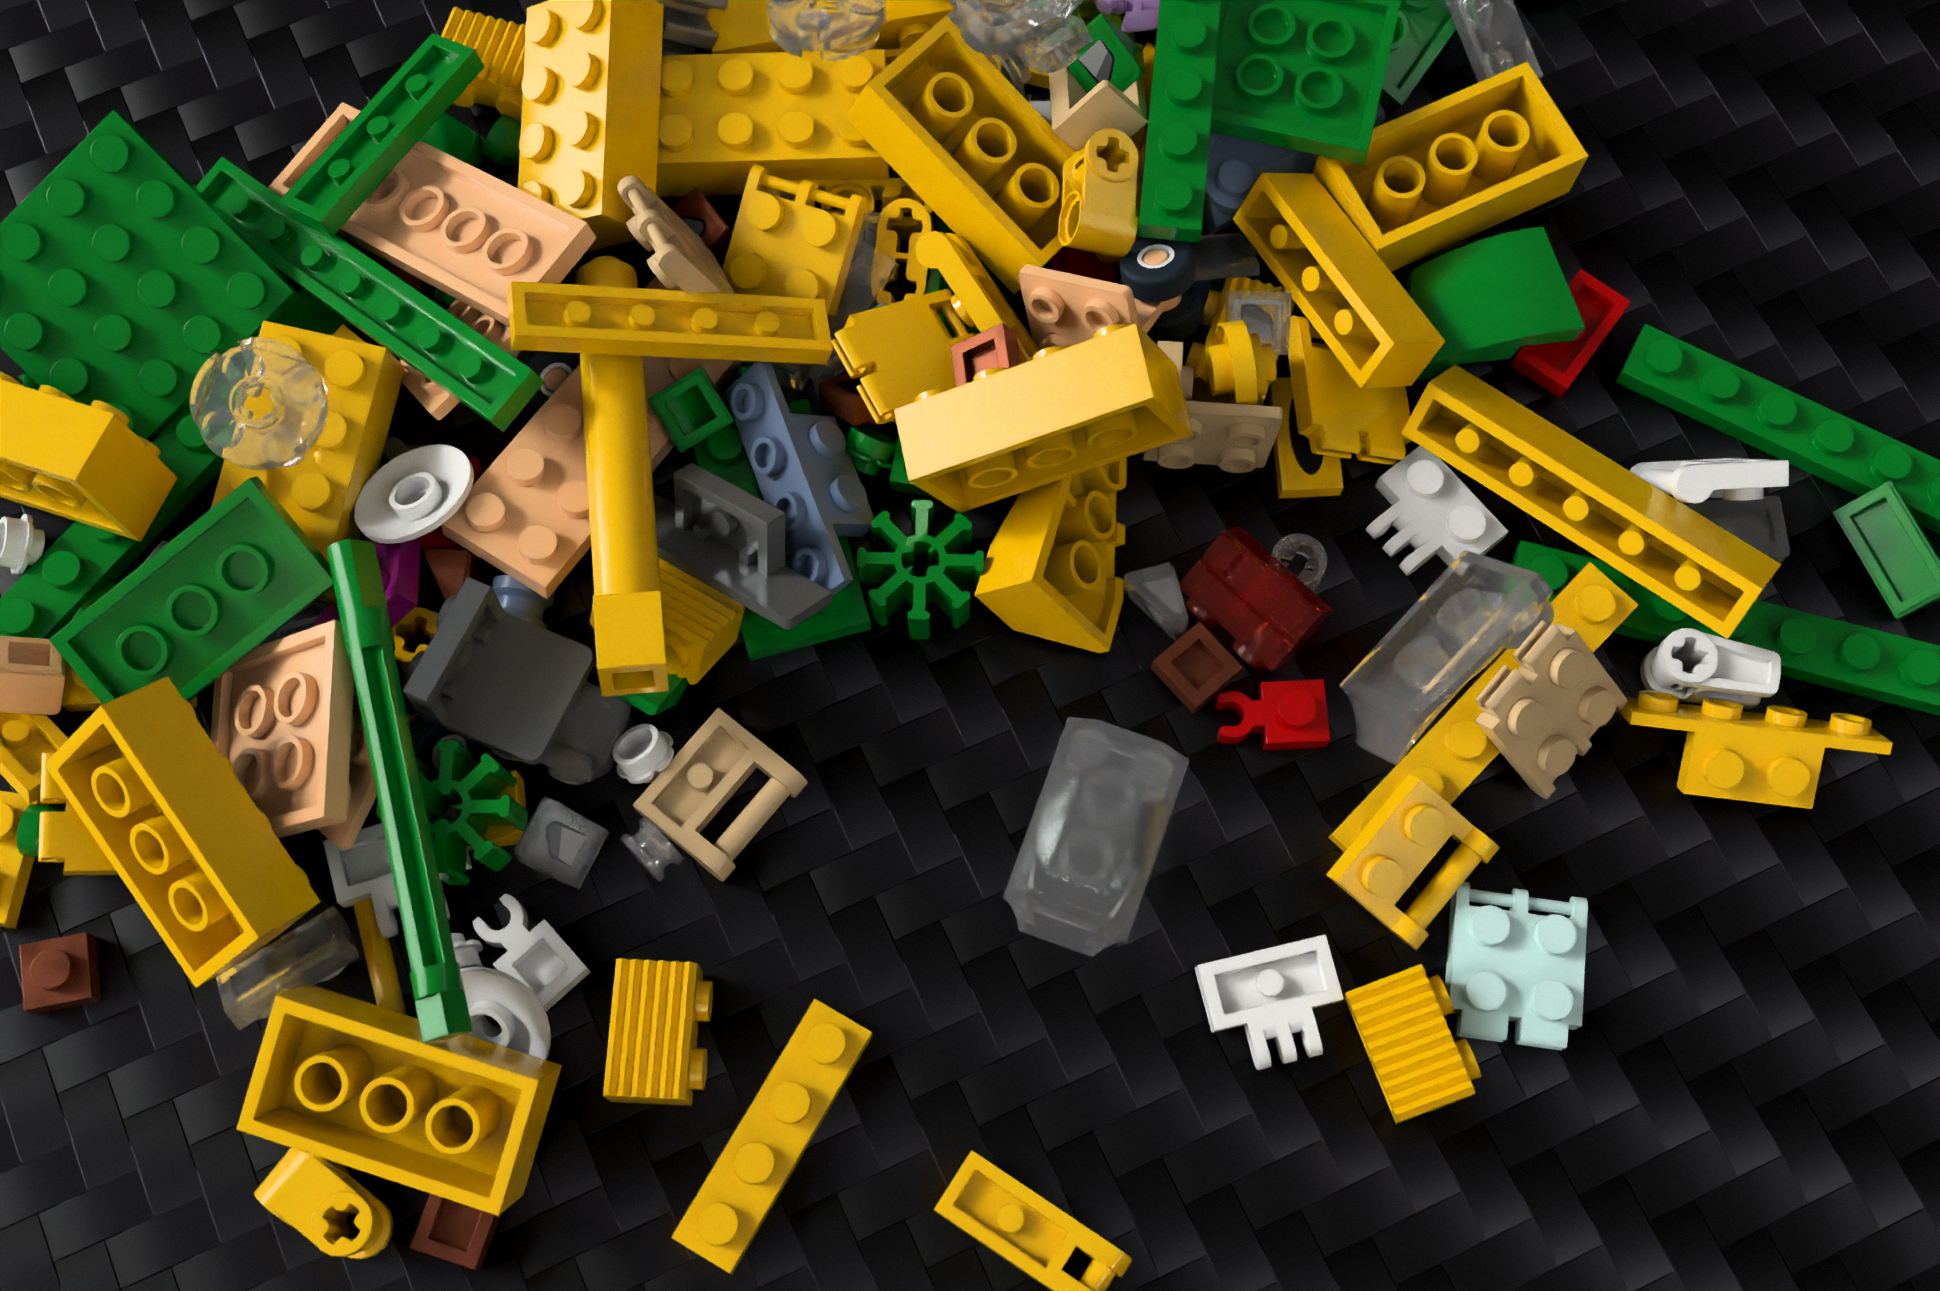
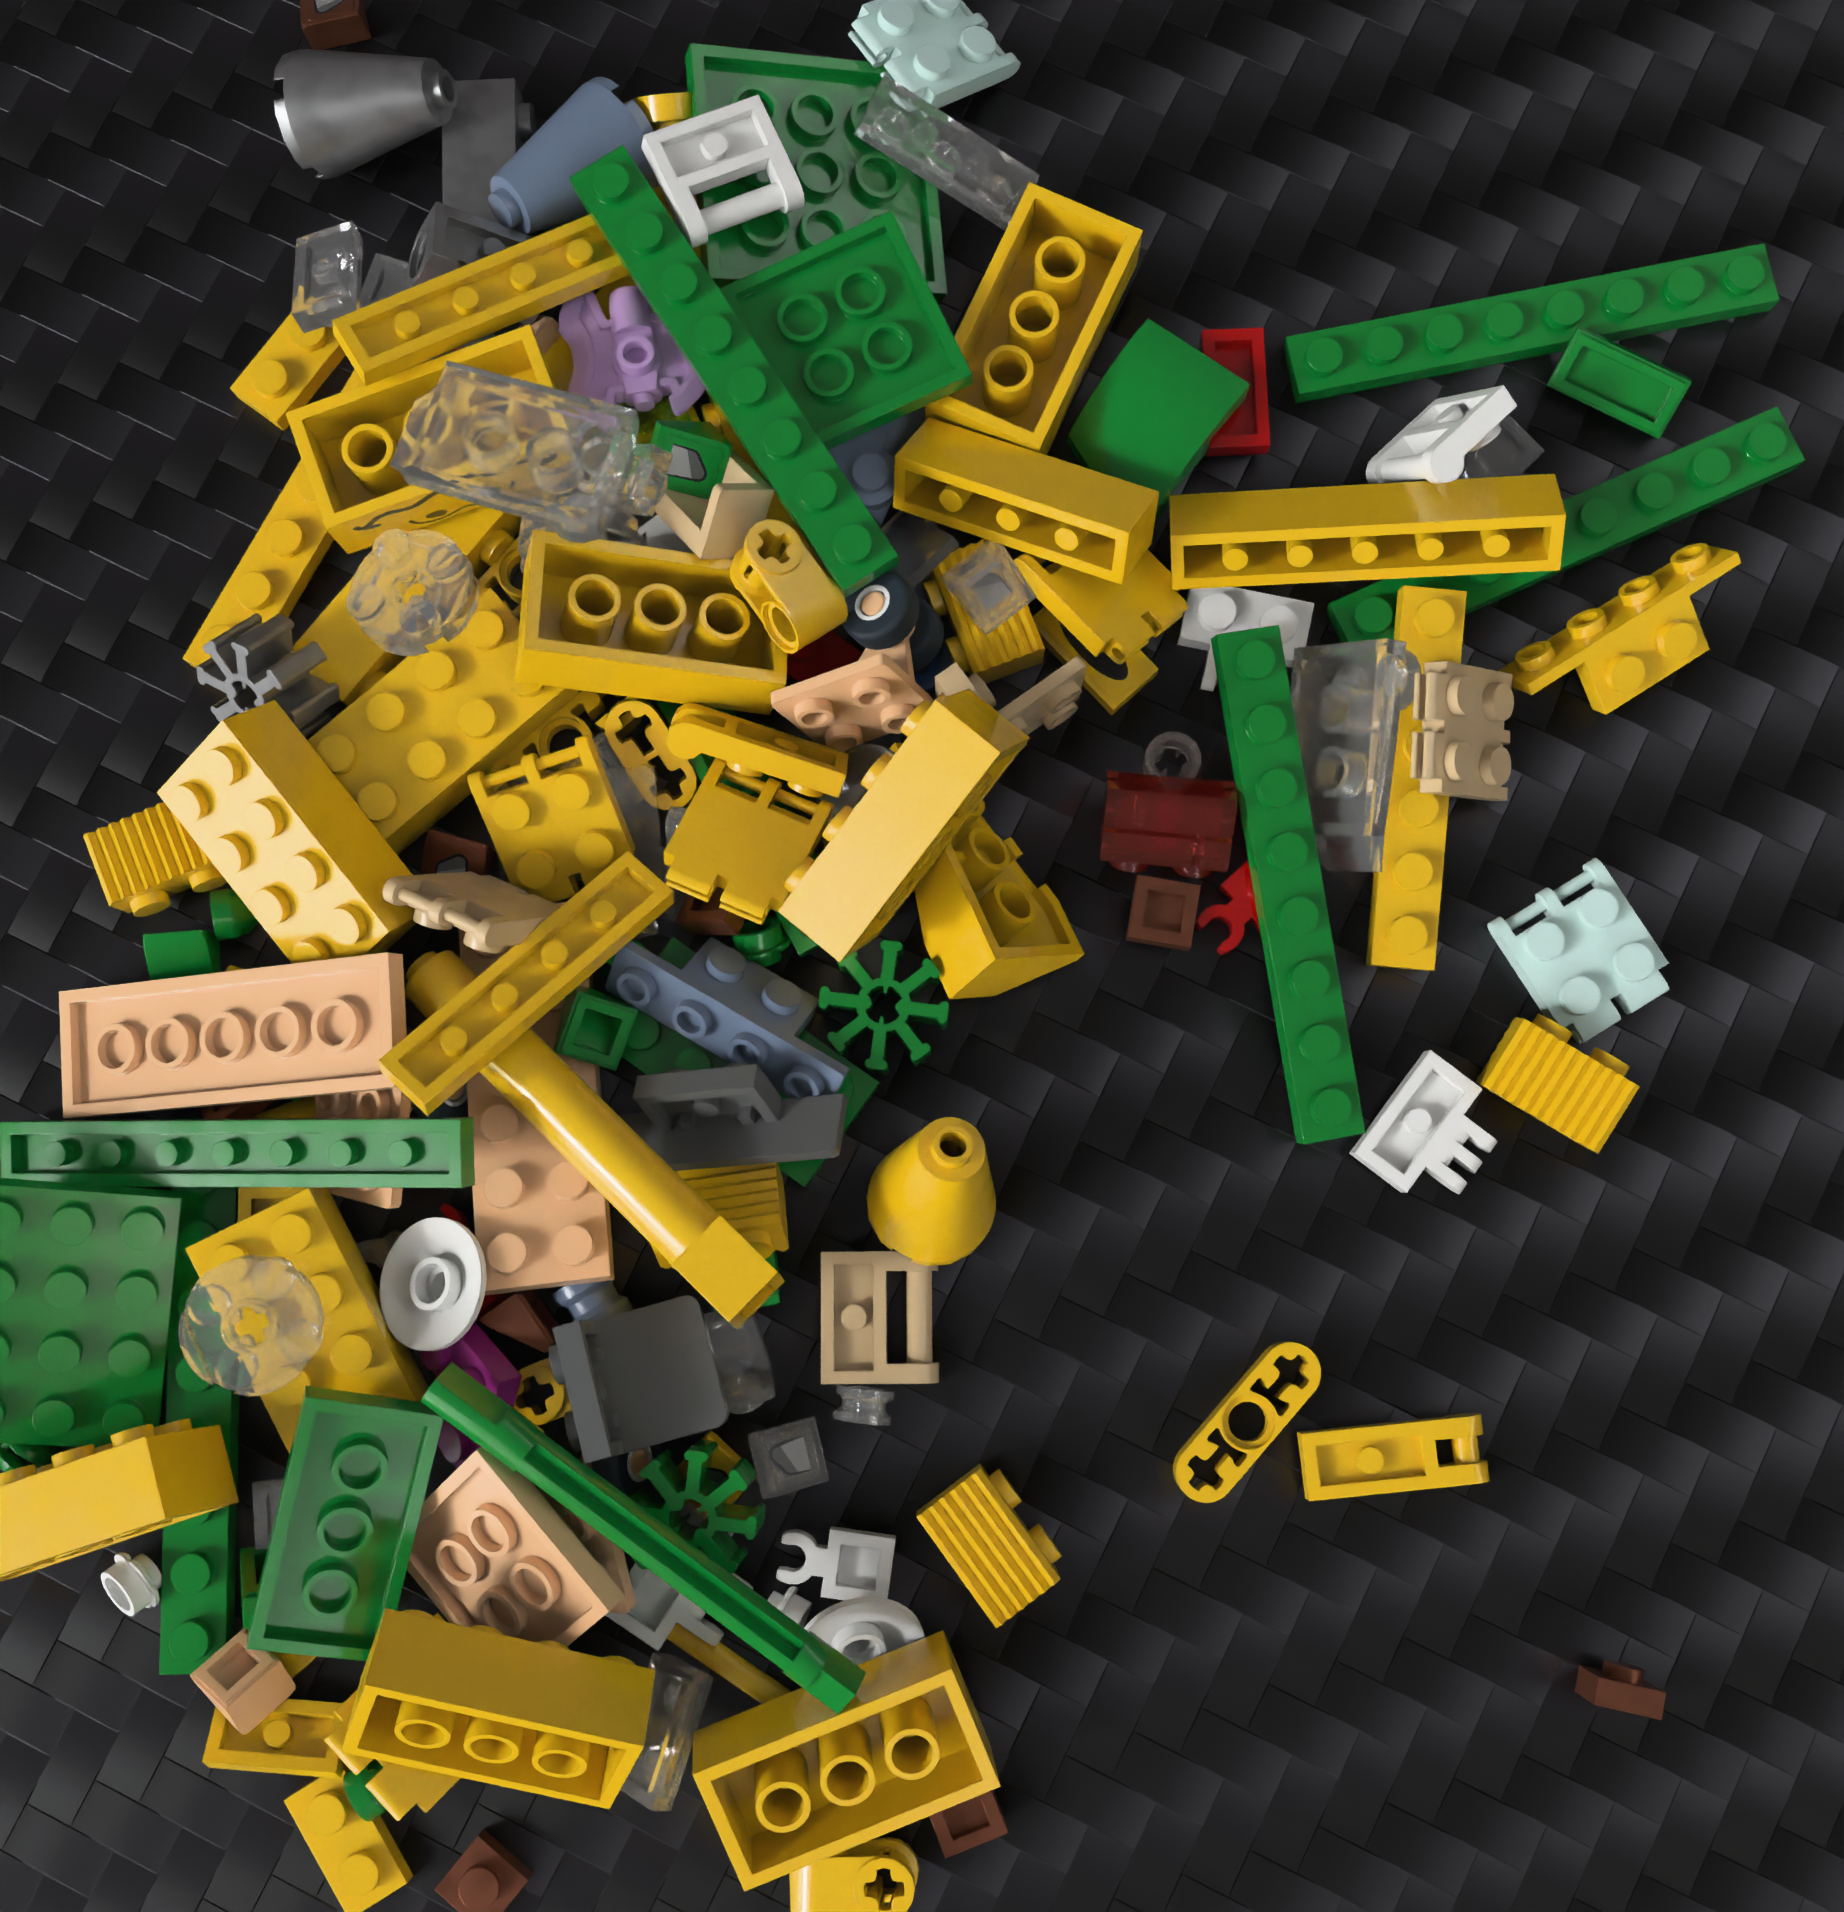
camera: 30 degrees left, 10 degrees up
(381, 135) = (131, 1002): green plate -> none
(642, 753) = (792, 1335): white plate -> none
(772, 1136) = (1140, 1544): yellow plate -> none
(842, 726) = (934, 1194): none -> yellow cone
(885, 1102) = (1267, 1374): none -> yellow beam
(983, 351) = (809, 804): plate -> none
(1094, 836) = (1192, 1115): clear slope -> none
(1159, 597) = (1092, 878): clear slope -> none
(1239, 364) = (1013, 644): yellow plate -> none
(1310, 720) = (1287, 884): none -> green plate
(1399, 847) = (1435, 939): yellow plate -> none
(1712, 669) = (1553, 597): white piece -> none

